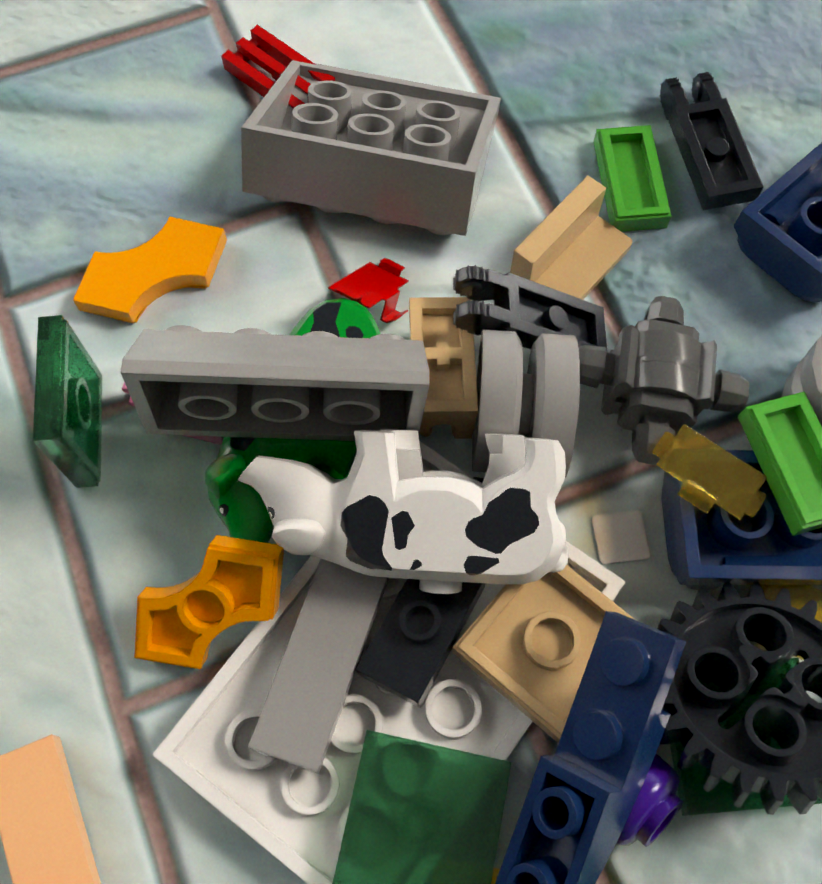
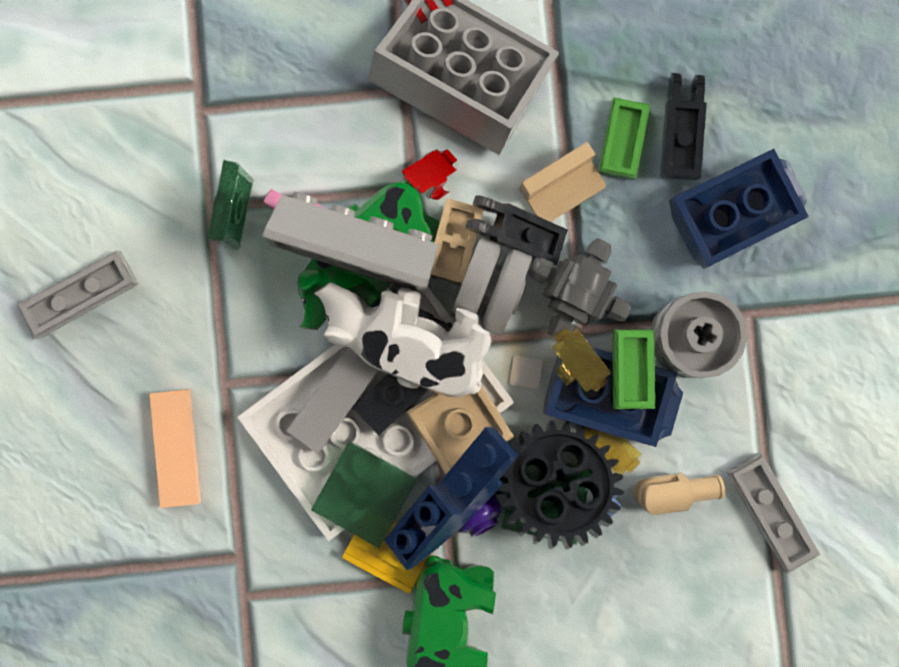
camera: 15 degrees right, 20 degrees up
(130, 280) = (283, 119): light orange tile -> none
(234, 586) = (296, 344): light orange tile -> none

